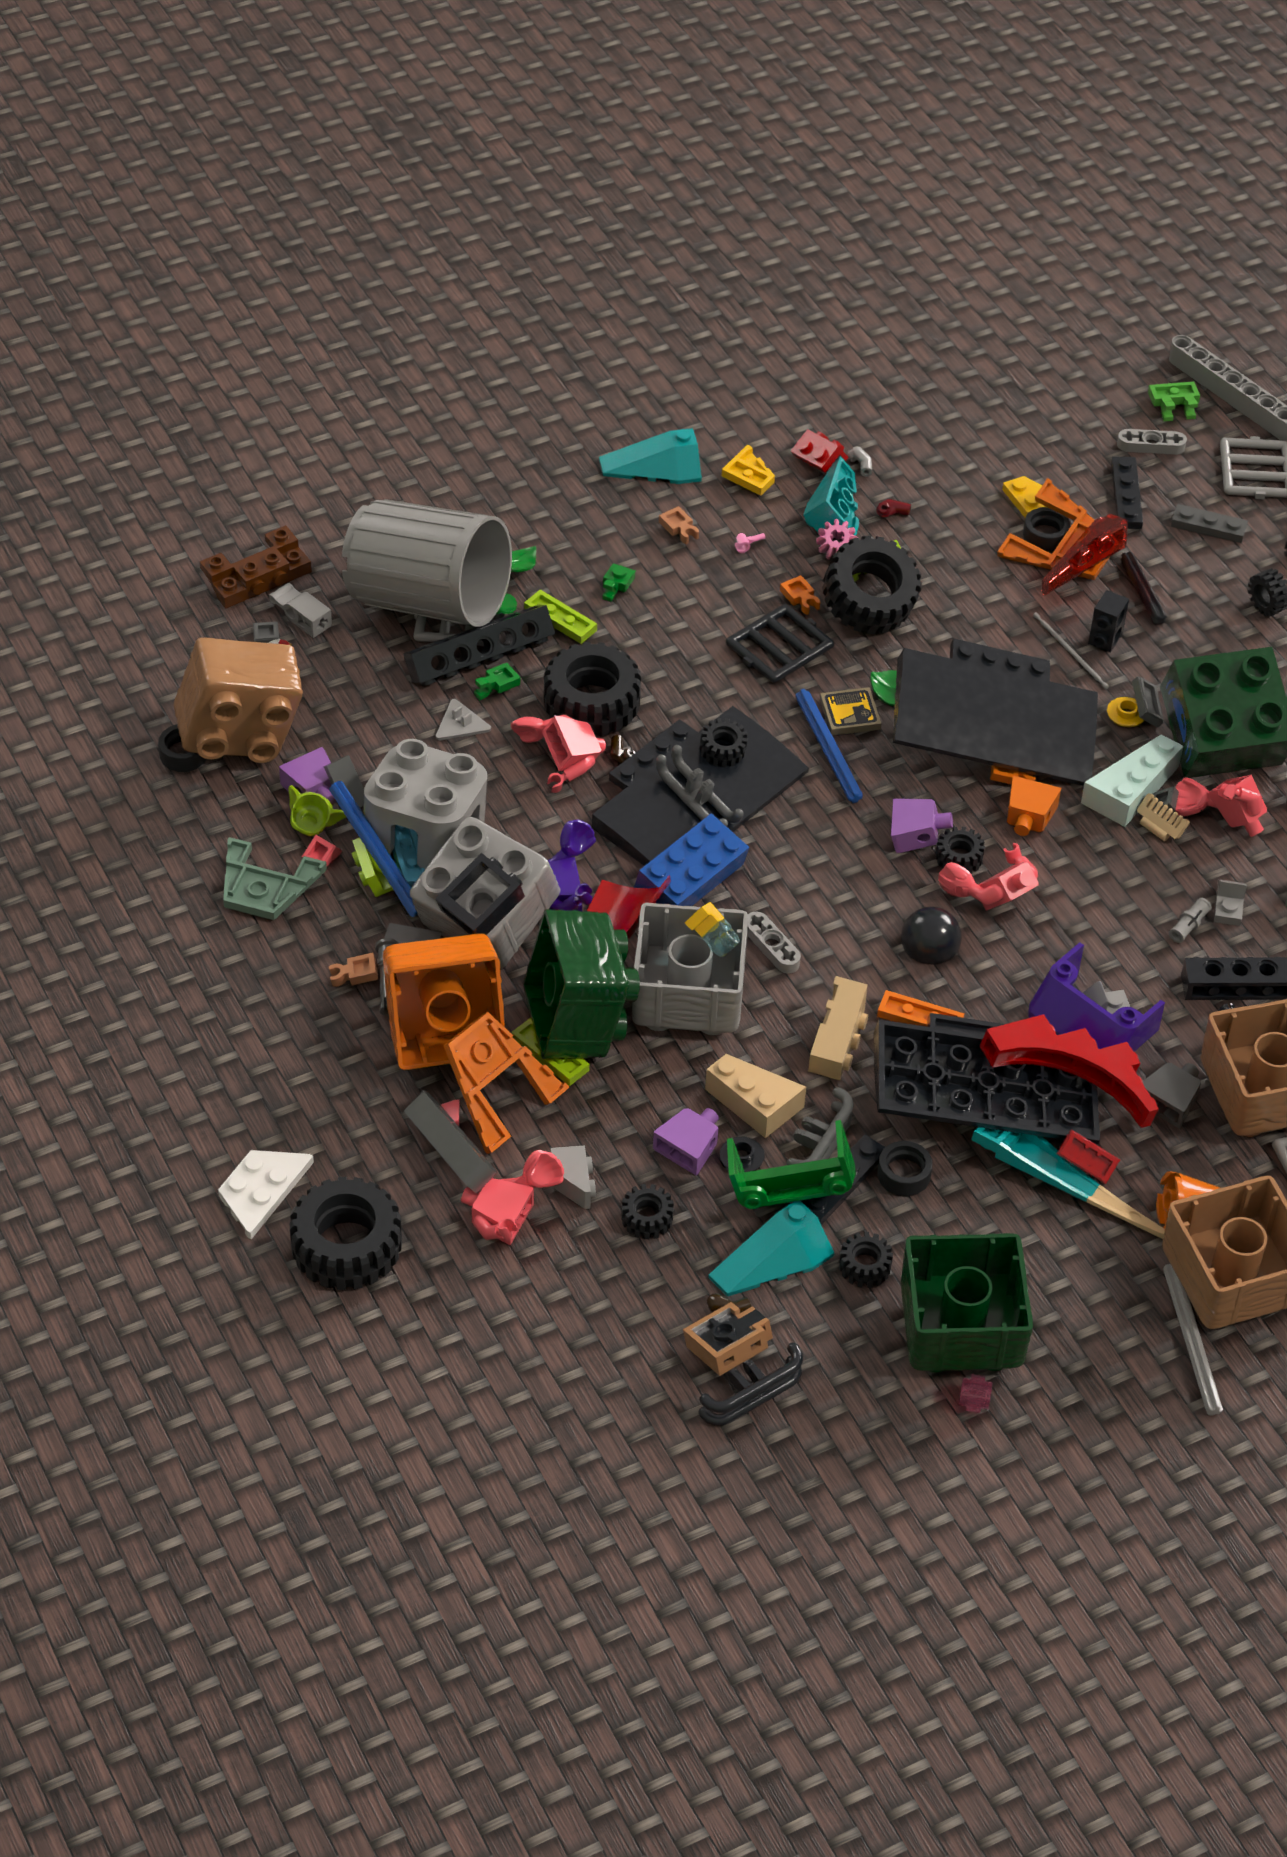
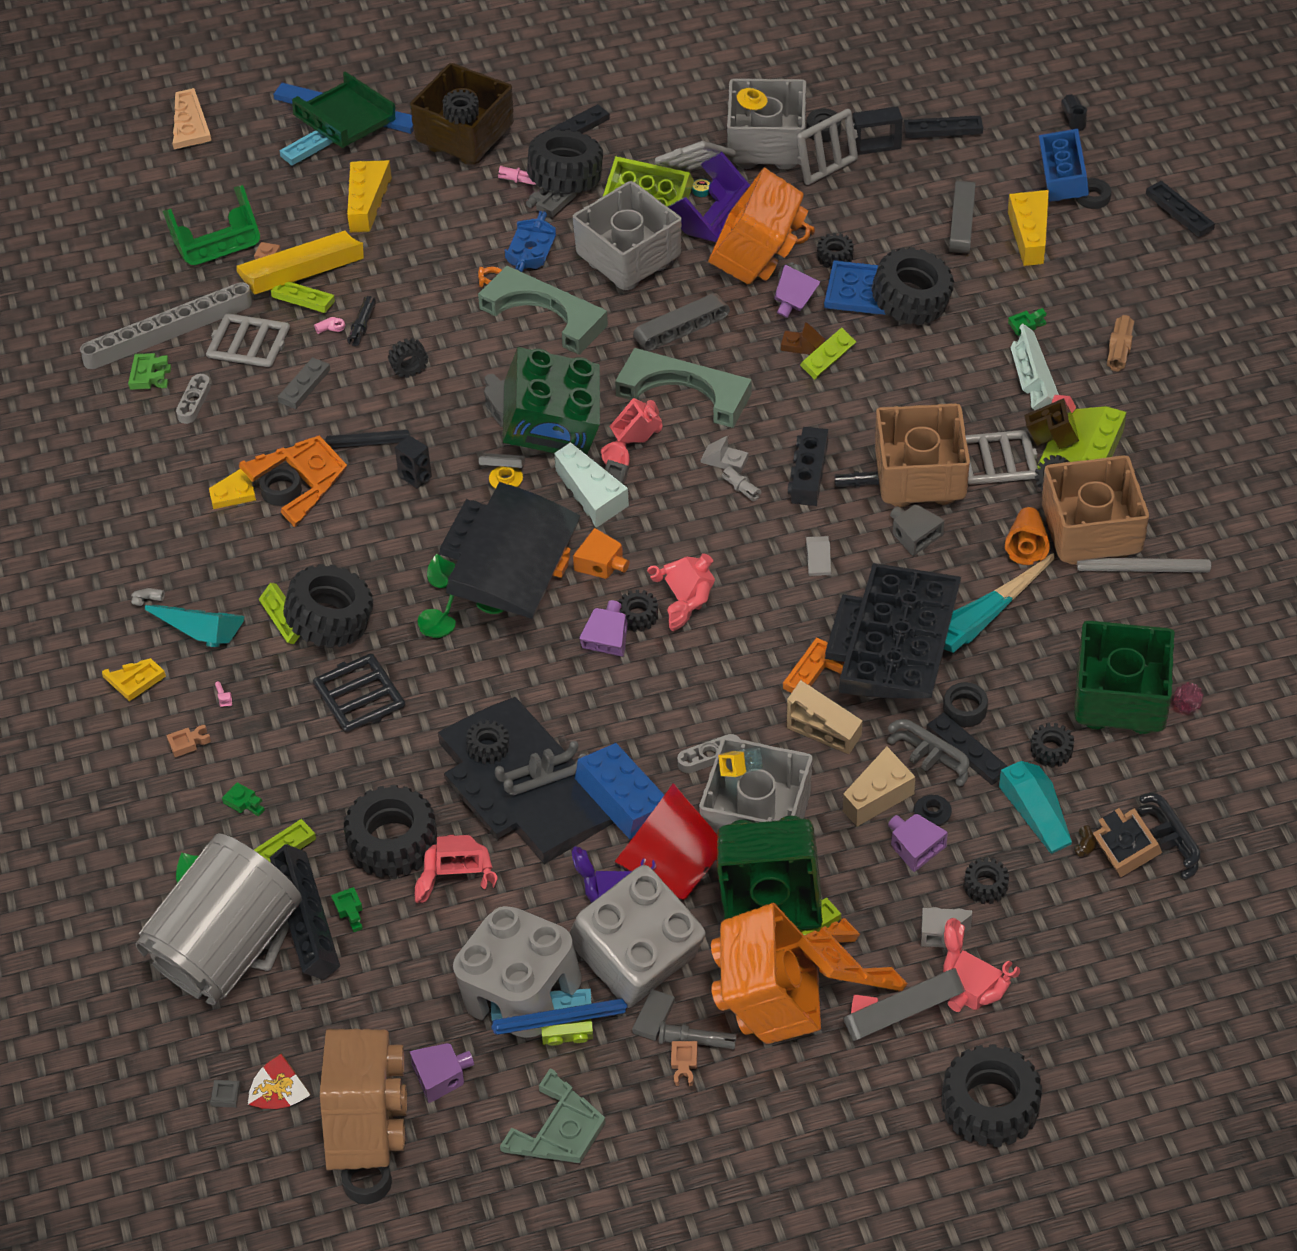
camera: 75 degrees left, 0 degrees up
(258, 572) = (141, 1076): reddish brown bracket -> none
(261, 1185) = (918, 1164): white wing -> none
(303, 609) = (205, 1055): light grey piece -> none
(311, 812) = (486, 1072): lime piece -> none
(322, 850) = (528, 1075): coral slope -> none
(344, 771) = (460, 1038): dark grey tile -> none
(460, 722) = (388, 947): light grey piece -> none
(496, 911) = (678, 945): black window -> none
(617, 751) = (469, 826): dark brown arm -> none
(664, 456) = (94, 741): teal wedge -> none
(793, 1181) = (988, 758): green windscreen -> none
(800, 592) = (304, 667): orange plate -> none
(818, 450) = (129, 621): bracket -> none
(829, 746) = (493, 678): blue axle -> none
(836, 531) = (252, 626): bright pink gear -> none
(850, 711) = (456, 657): tile -> none
(892, 507) = (213, 585): dark red arm -> none
(931, 935) = (726, 646): black piece -> none
(1070, 650) = (423, 500): light grey piece -> none
(1072, 1010) = (833, 570): dark purple windscreen -> none
(1074, 1052) = (883, 567): red arch -> none
(1088, 1156) = (974, 587): red plate -> none
(1098, 542) = (325, 448): clear red wedge -> none
(1127, 491) = (249, 427): black plate -> none
(1157, 823) = (638, 481): tan piece -> none

